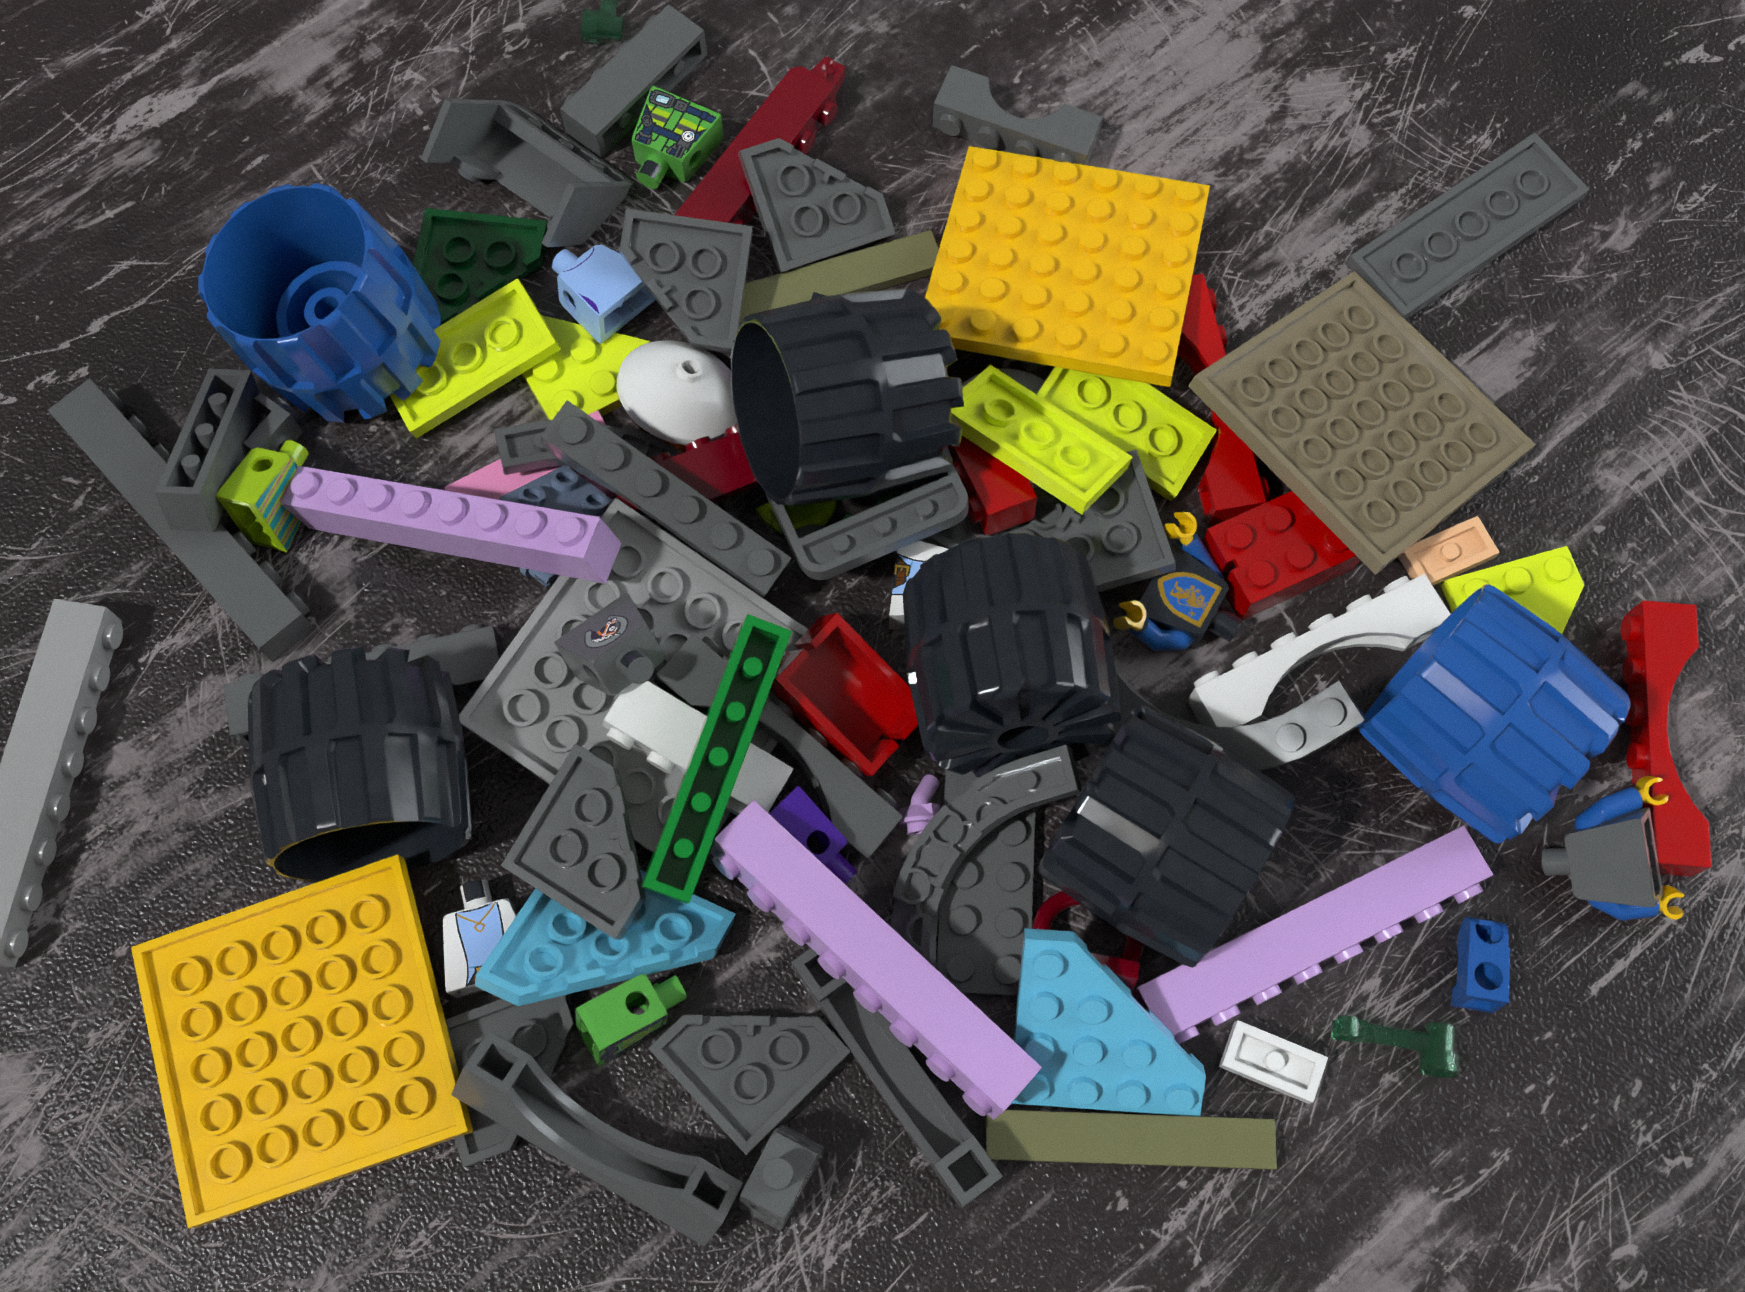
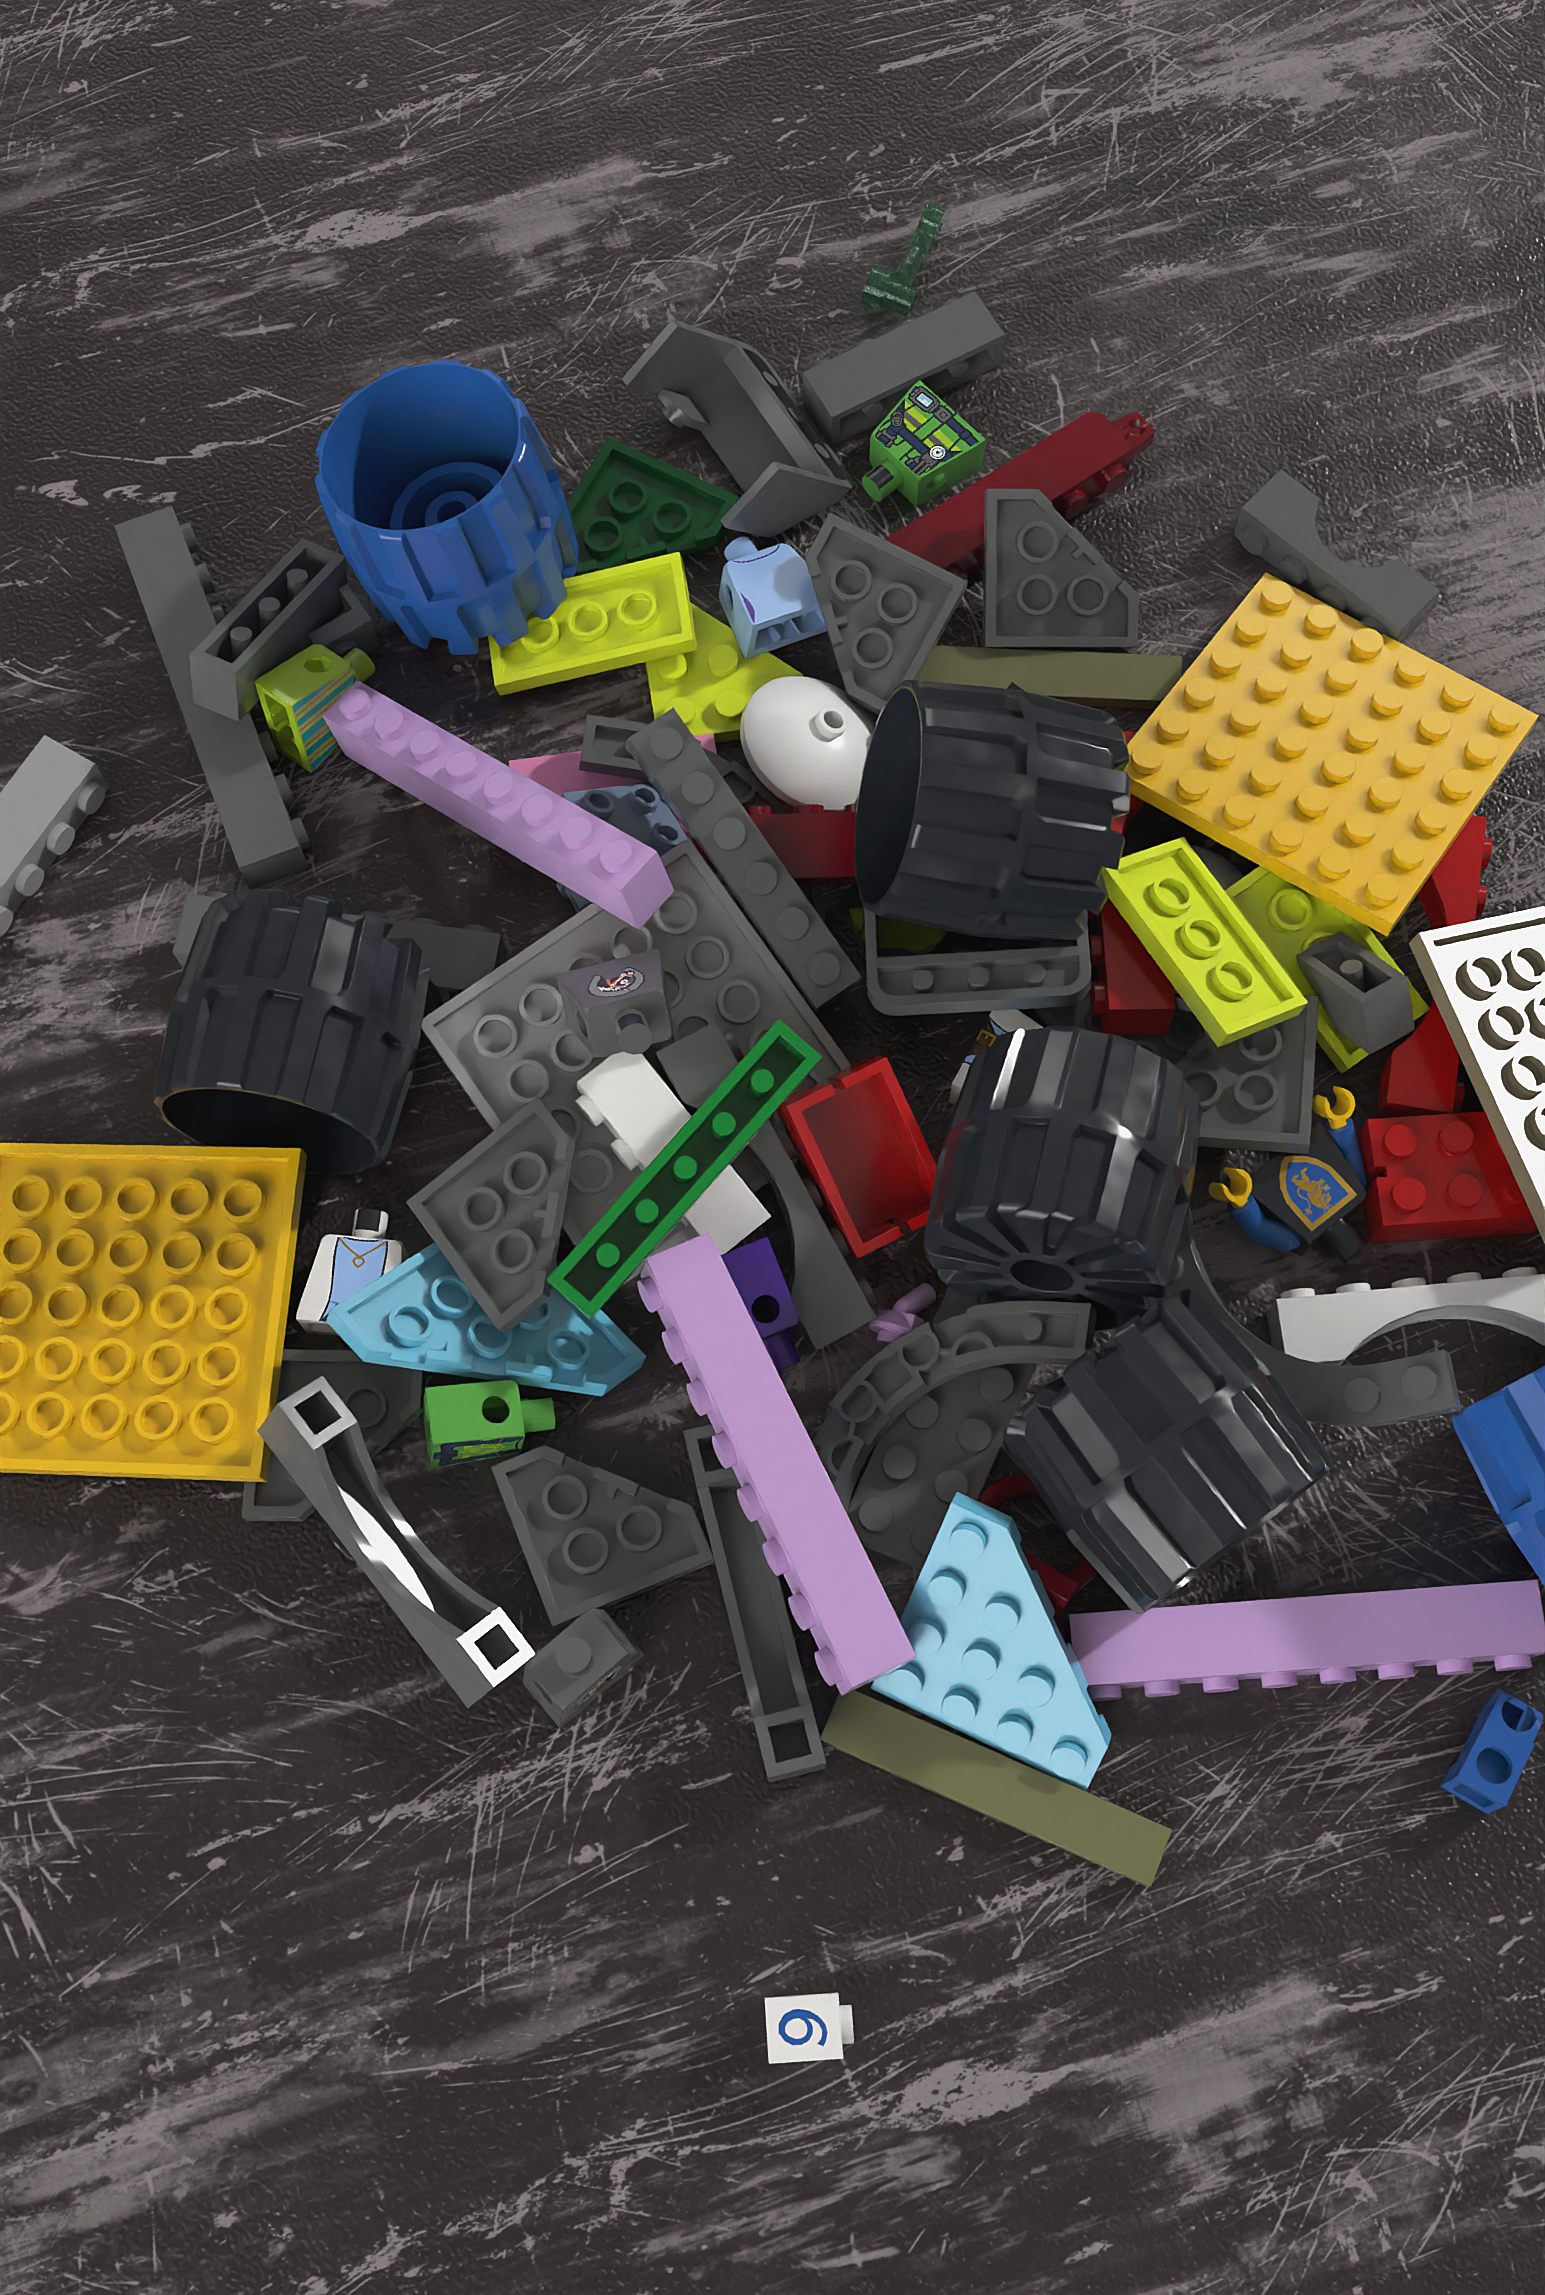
camera: 25 degrees right, 0 degrees up
(1164, 435) = (1358, 991): none -> dark grey slope
(1273, 1062) = (1197, 1764): white plate -> none
(1434, 1045) = (1397, 1823): clear green brick -> none

